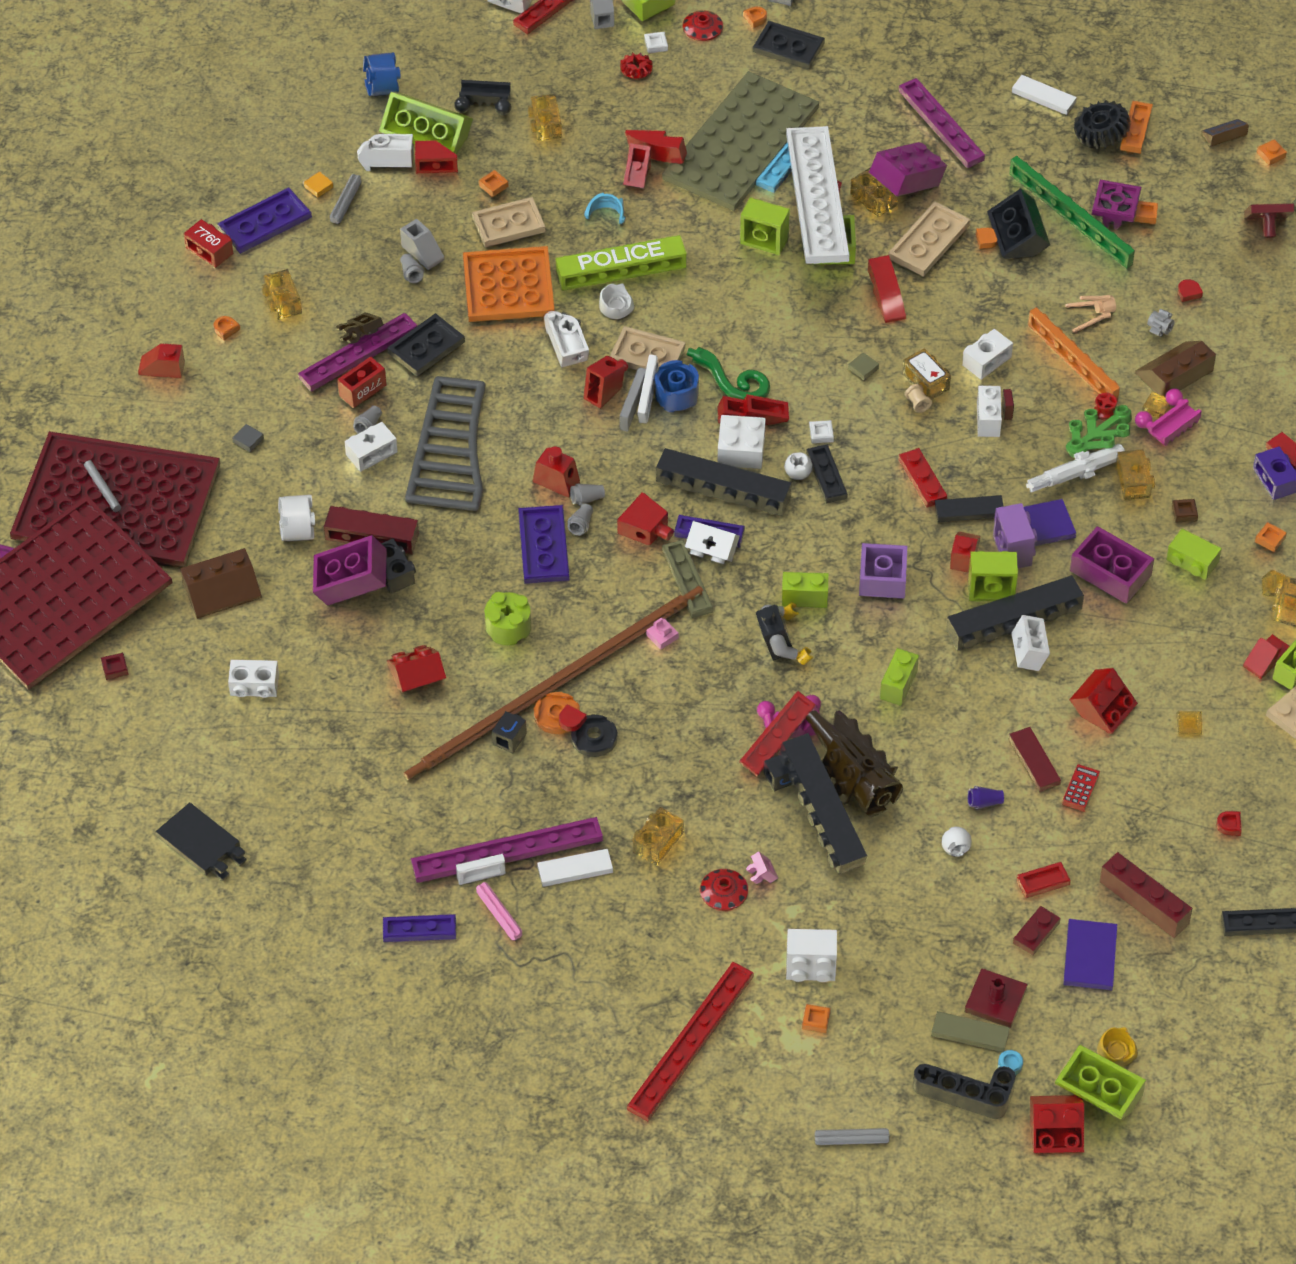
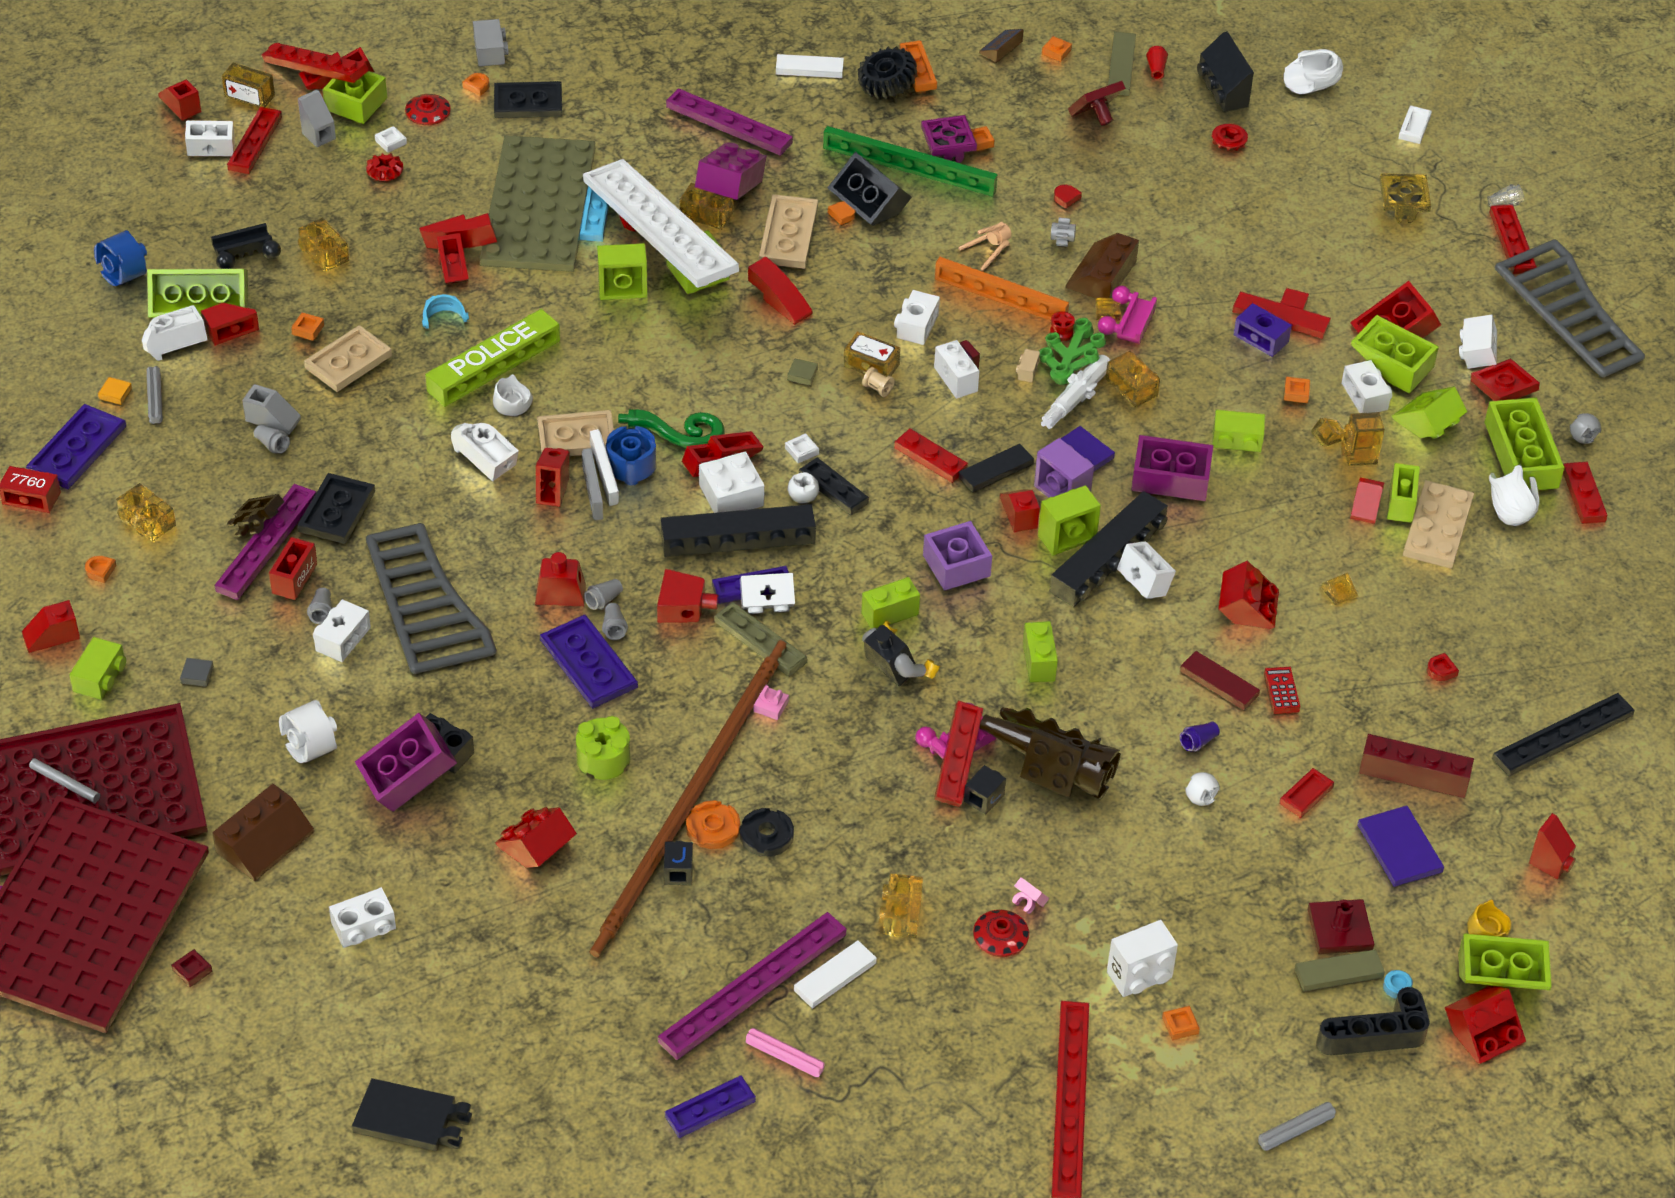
camera: 30 degrees left, 5 degrees down
(177, 407) = (97, 668): none -> lime brick
(349, 525) = (382, 715): dark red brick -> none
(480, 869) = (739, 1016): white tile -> none
(508, 283) = (386, 418): orange plate -> none
(571, 718) = (736, 823): red tile -> none
(822, 803) = (1053, 803): black brick -> none
(1036, 930) = (1334, 844): dark red plate -> none
(1054, 430) = (1028, 365): none -> tan piece
(1184, 510) = (1199, 395): reddish brown tile -> none
(1210, 1008) = (1553, 848): none -> red slope

